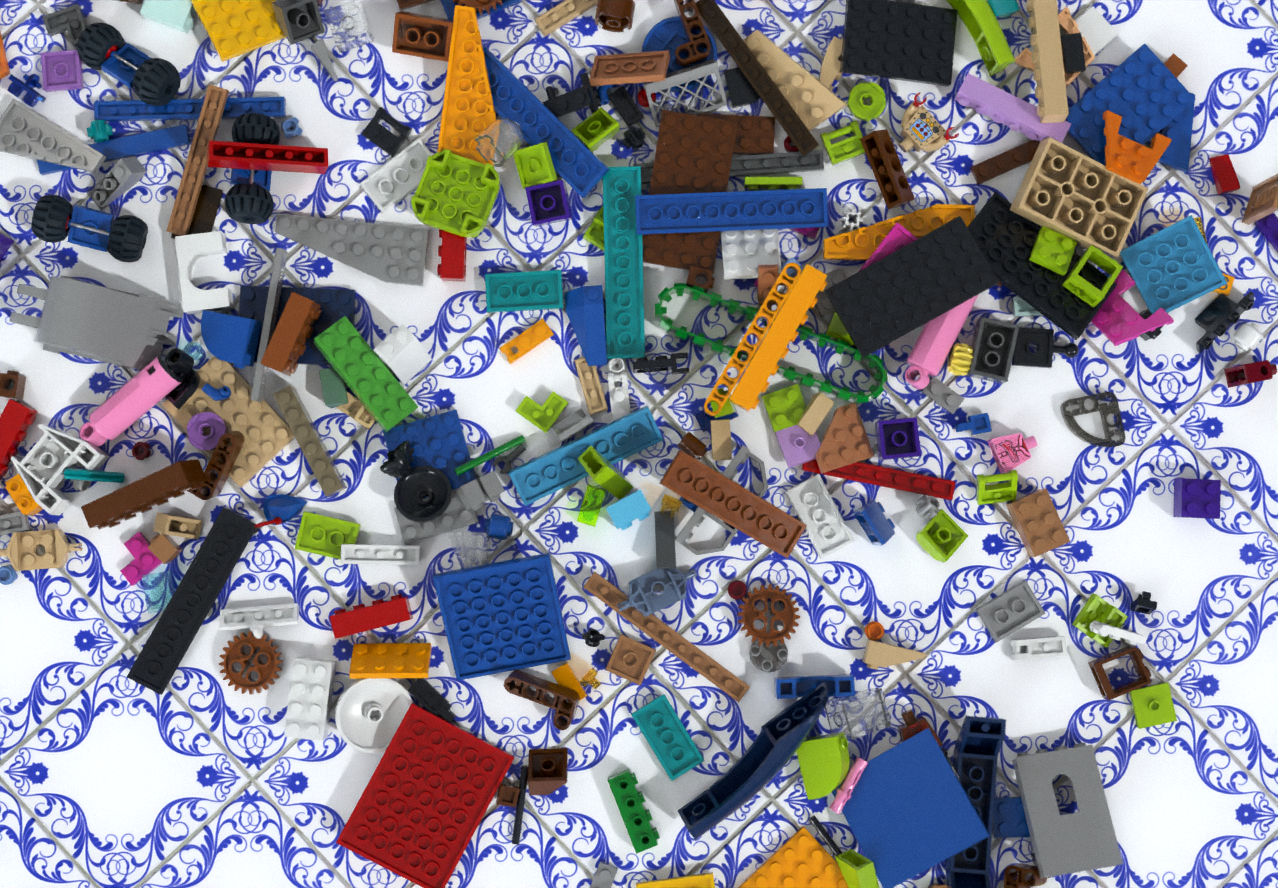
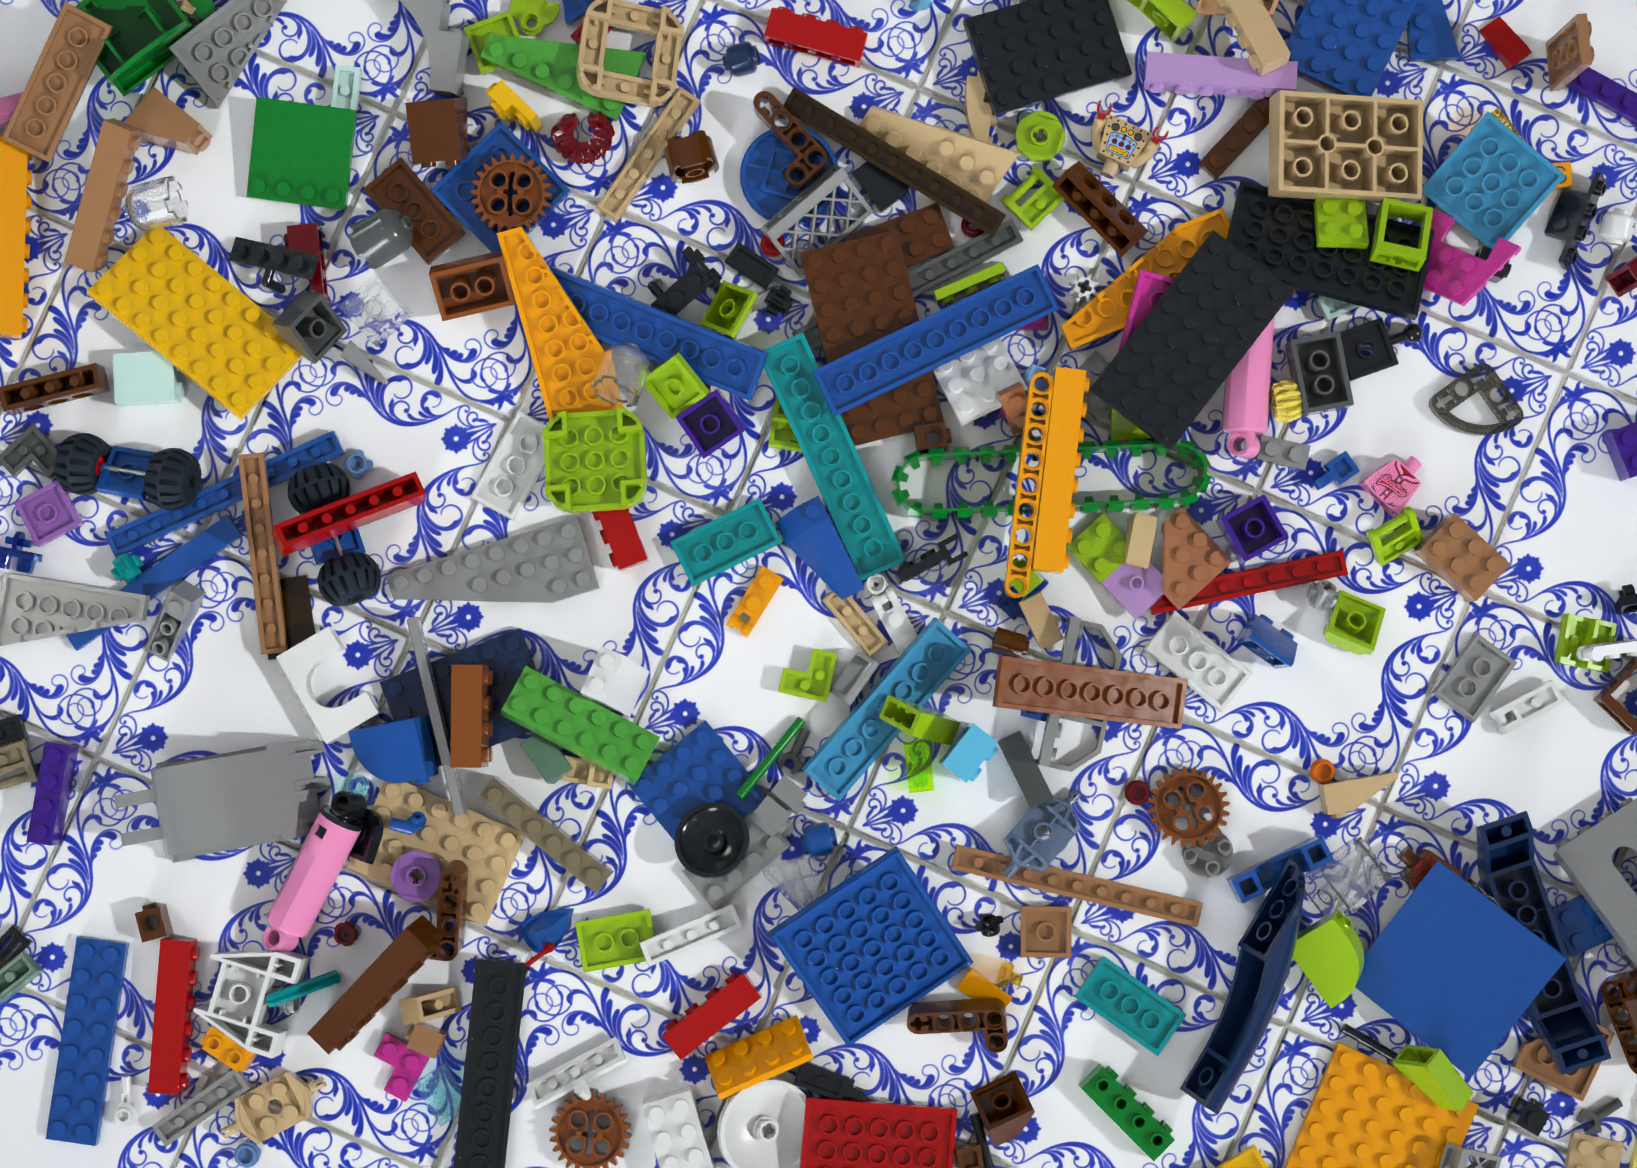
camera: 20 degrees left, 0 degrees up
(89, 228) = (167, 691): black plate -> none
(383, 137) = (475, 428): black plate -> none
(398, 460) = (665, 812): black hair -> none
(601, 92) = (714, 256): blue arm -> none
(629, 68) = (738, 219): nougat plate -> none
(670, 503) = (1013, 722): clear yellow tile -> none
(848, 785) = (1371, 970): bright pink pin -> none
(1127, 156) = (1383, 73): orange wing -> none

